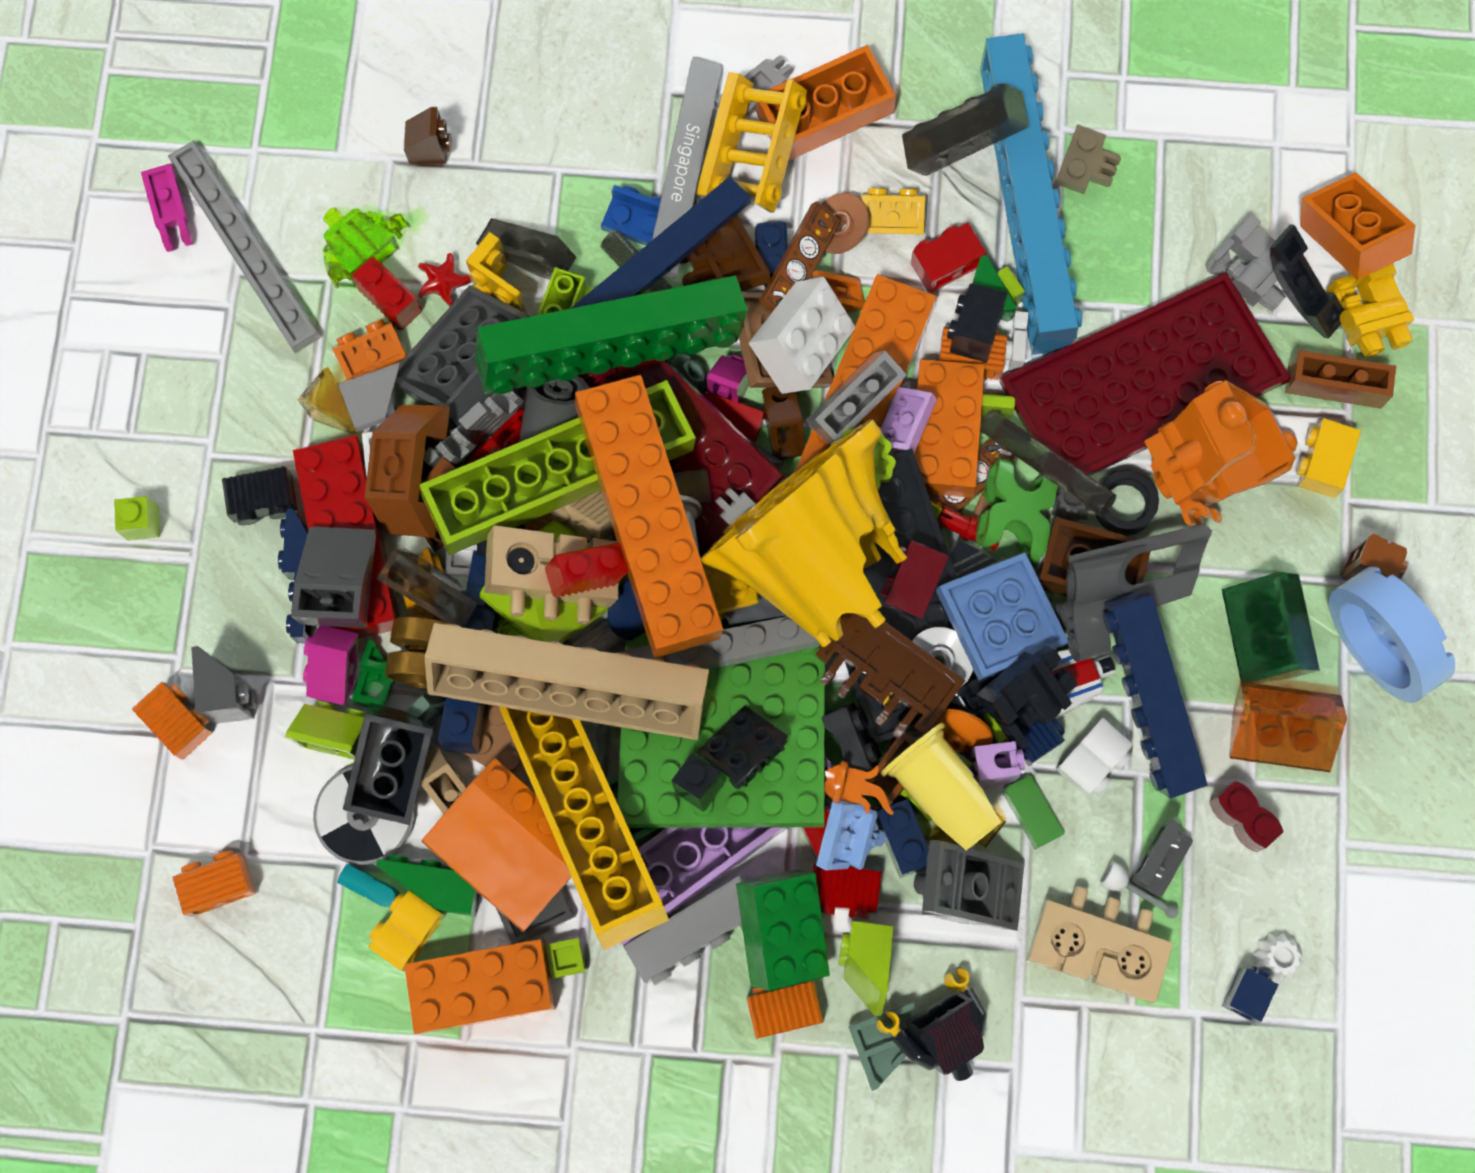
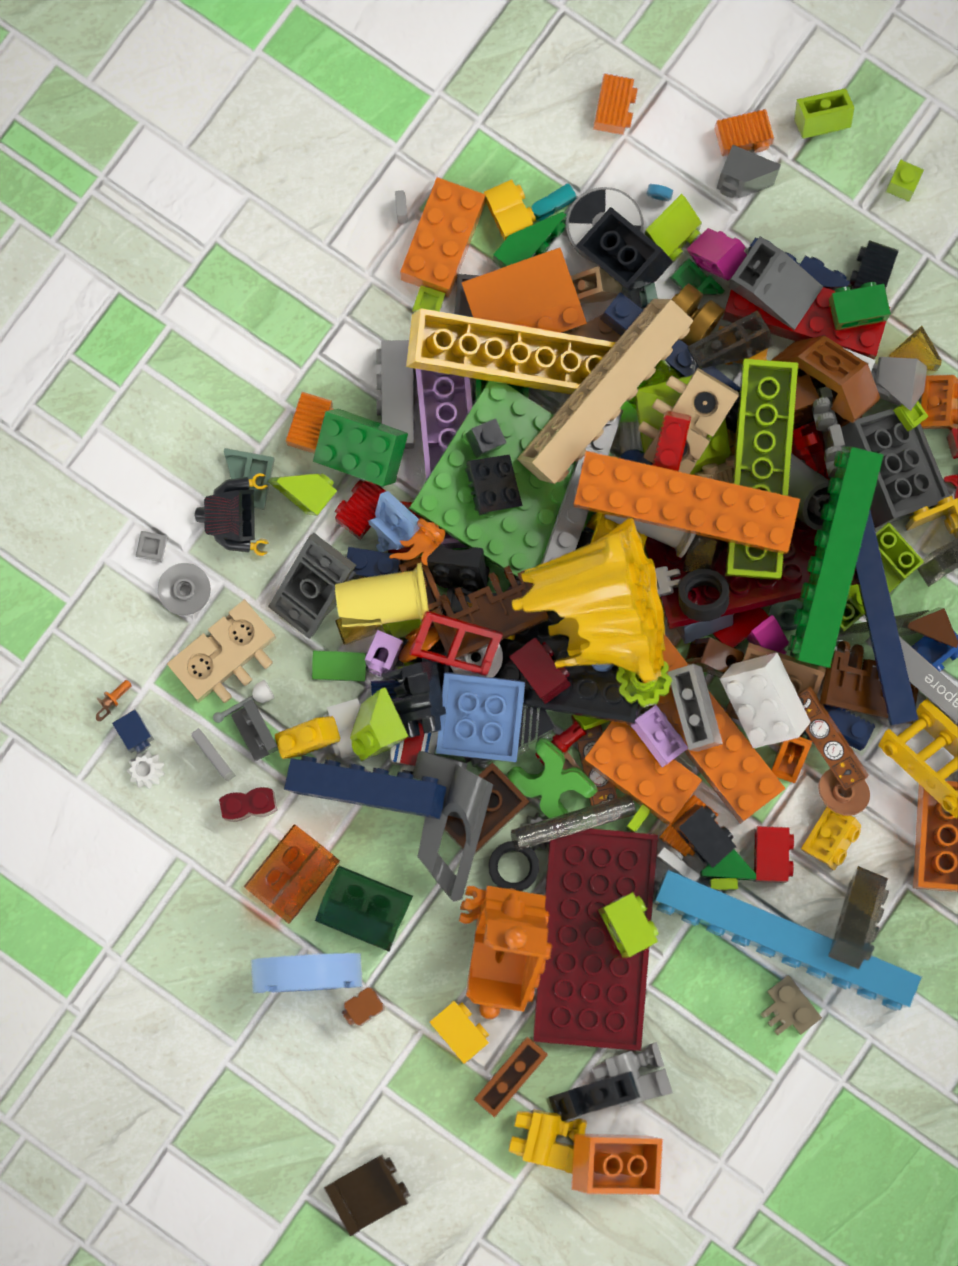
camera: 115 degrees right, 5 degrees up
(103, 644) = (824, 113): none -> lime brick
(292, 774) = (659, 192): none -> dark azure tile
(312, 475) = (859, 306): none -> green brick
(408, 366) = (911, 418): none -> lime tile
(470, 1058) = (401, 207): none -> light grey tile
(616, 223) = (934, 625): none -> reddish brown slope
(705, 460) = (700, 577): none -> black tyre
(927, 682) = (461, 626): none -> red window
(1032, 1107) = (151, 546): none -> light grey tile
(1076, 1031) = (177, 577): none -> light grey dish
(1085, 718) = (376, 726): none -> lime slope
(1118, 342) = (629, 925): none -> lime piece
(1137, 793) = (307, 737): none -> yellow brick
(1222, 885) = (212, 755): none -> light grey tile
(1230, 1044) = (110, 699): none -> piece

